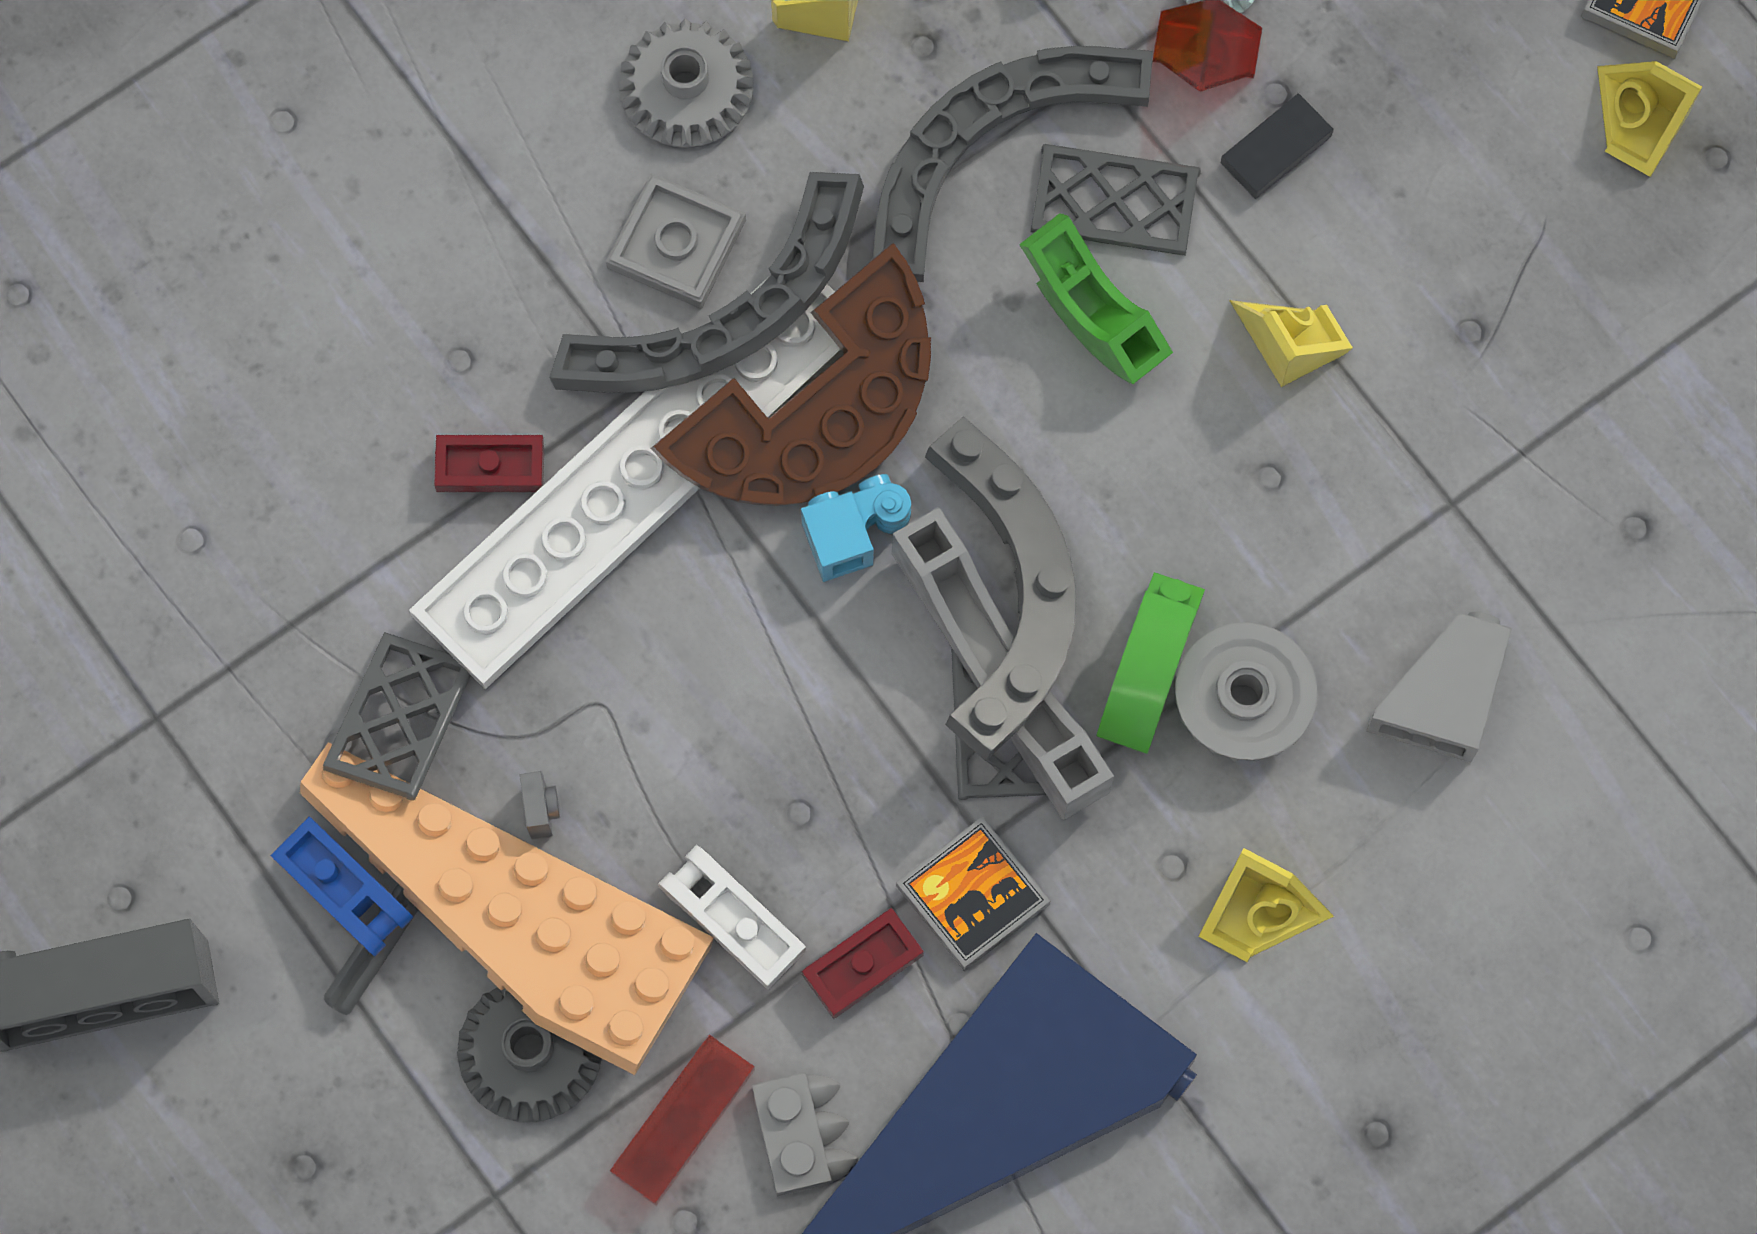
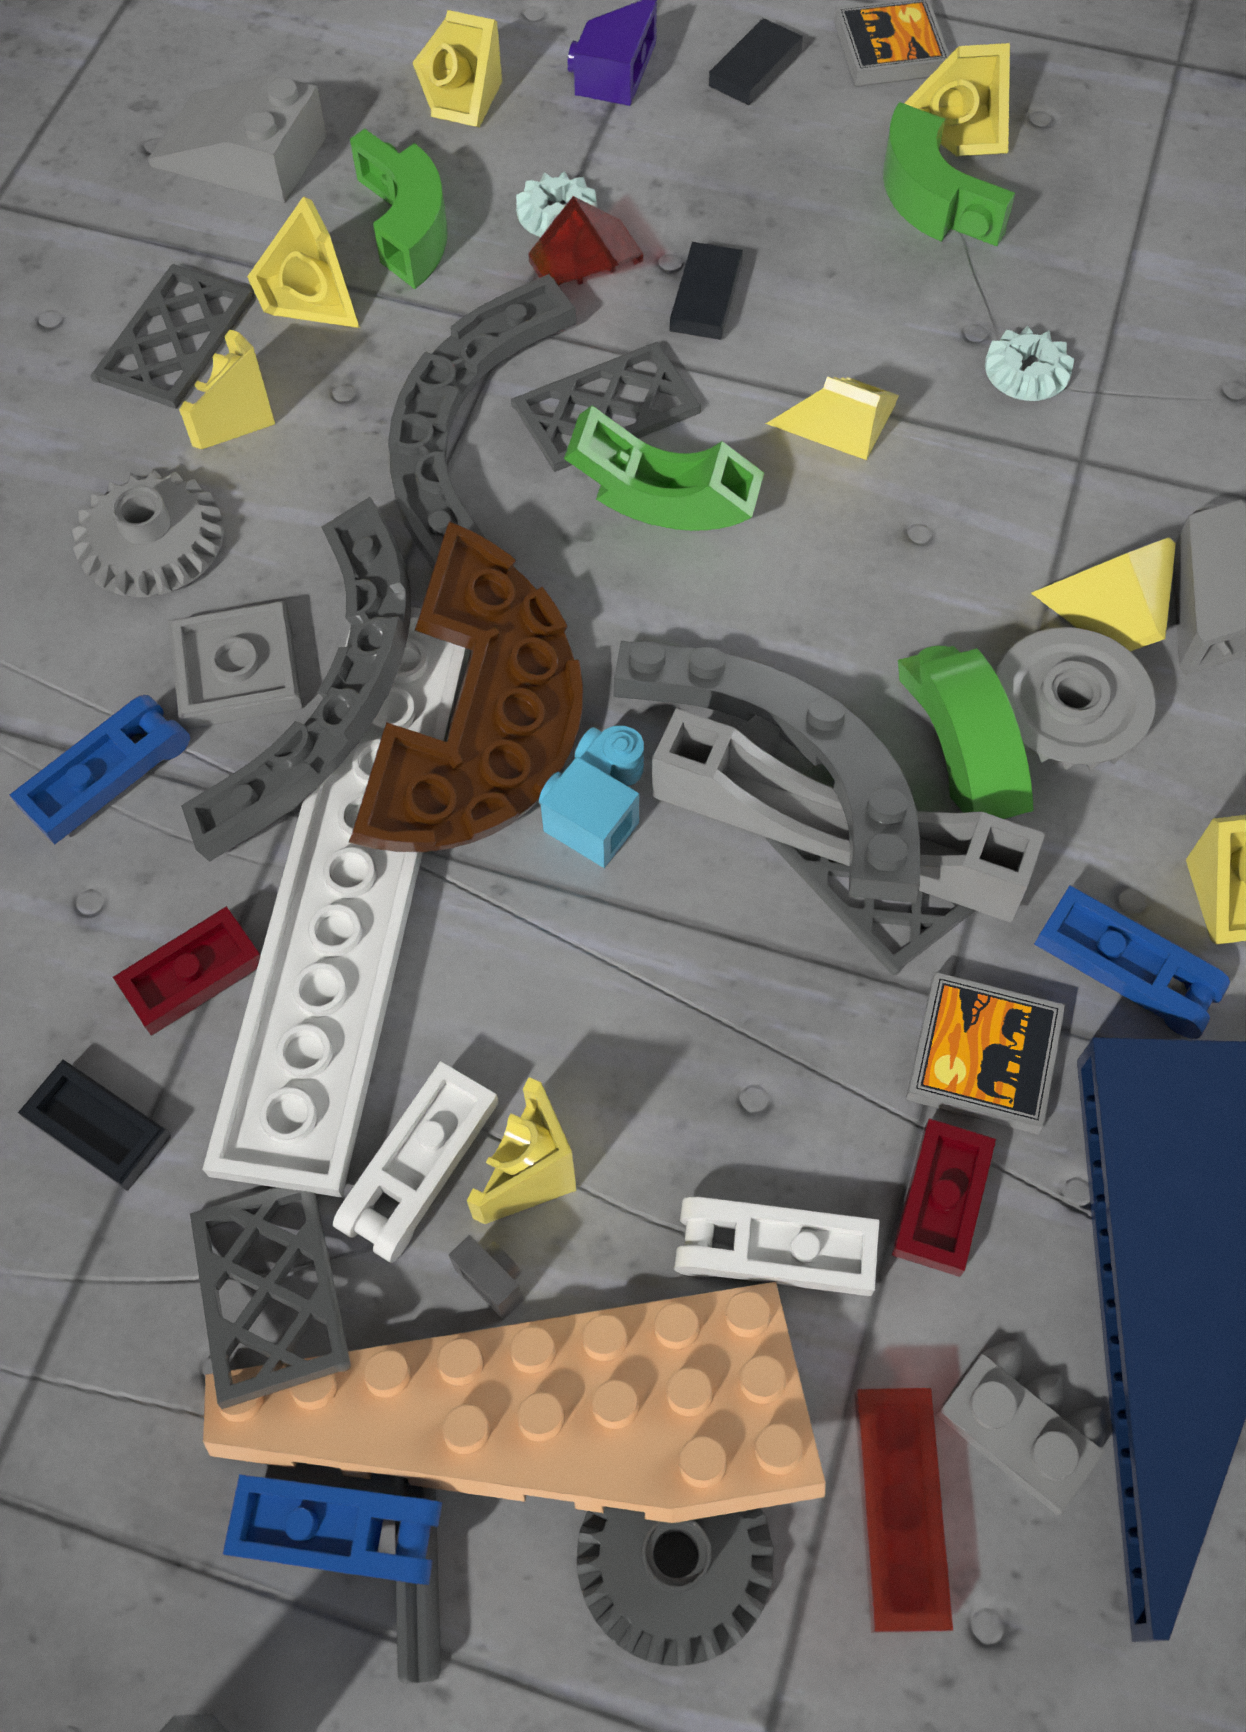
camera: 35 degrees left, 10 degrees down
(362, 528) = (95, 1124): none -> black tile
(527, 264) = (99, 767): none -> blue plate
(548, 698) = (416, 1160): none -> white plate
(615, 751) = (529, 1164): none -> light yellow slope
(1123, 903) = (1133, 961): none -> blue plate
(1362, 636) = (1119, 597): none -> light yellow slope
(1471, 413) = (1040, 379): none -> light aqua gear
(1533, 180) = (933, 192): none -> bright green arch

